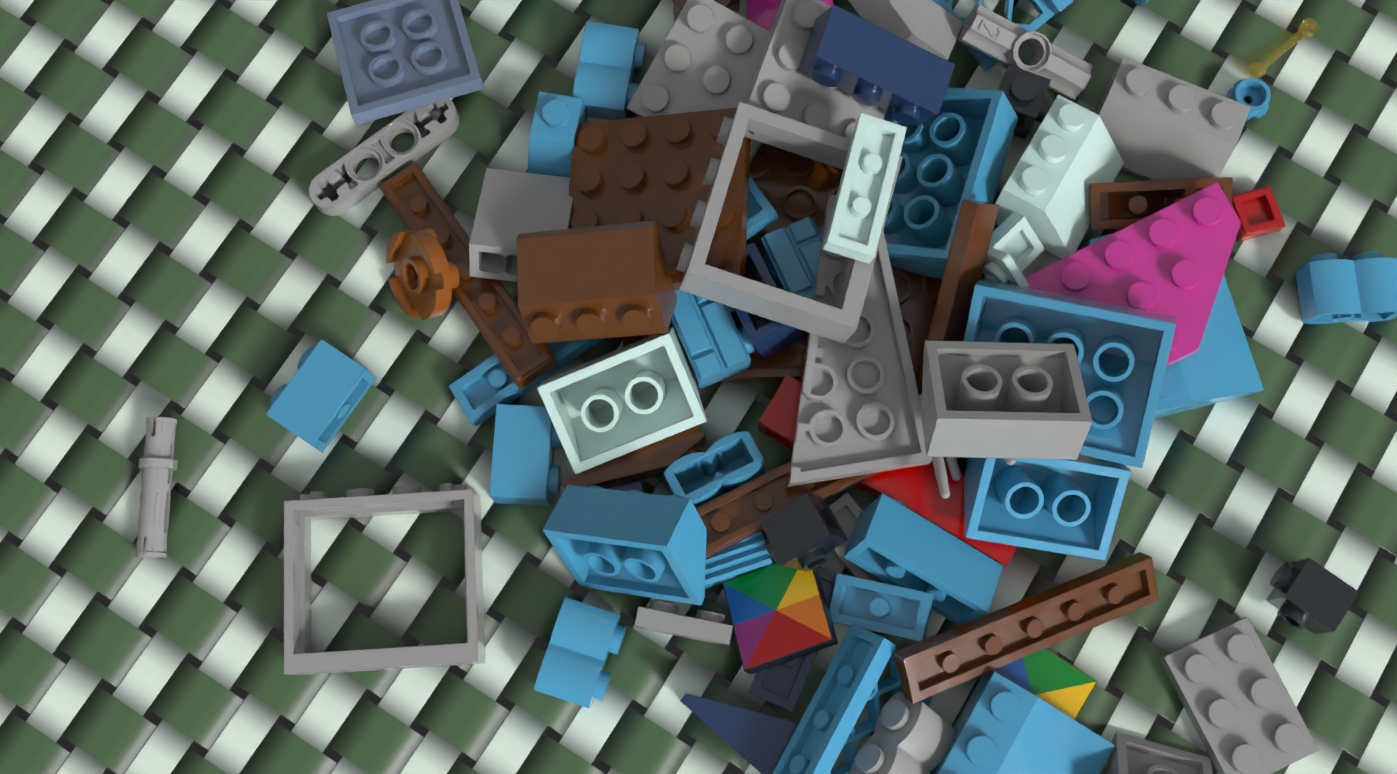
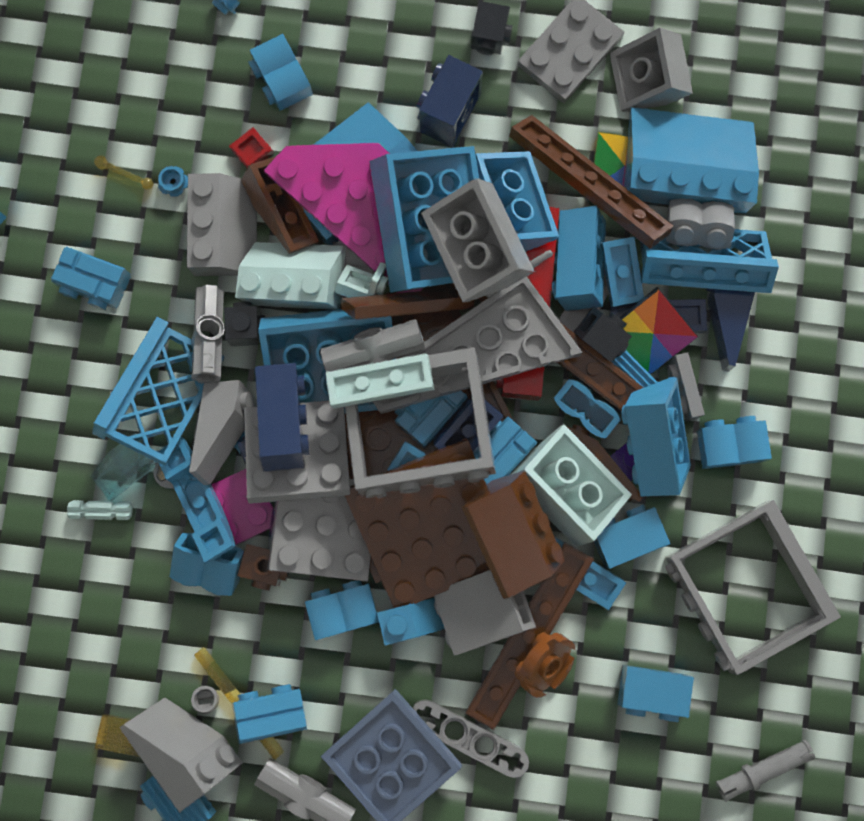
camera: 115 degrees left, 5 degrees up
(915, 219) = (374, 346): none -> light grey piece
(1223, 486) = (449, 100): none -> dark blue brick

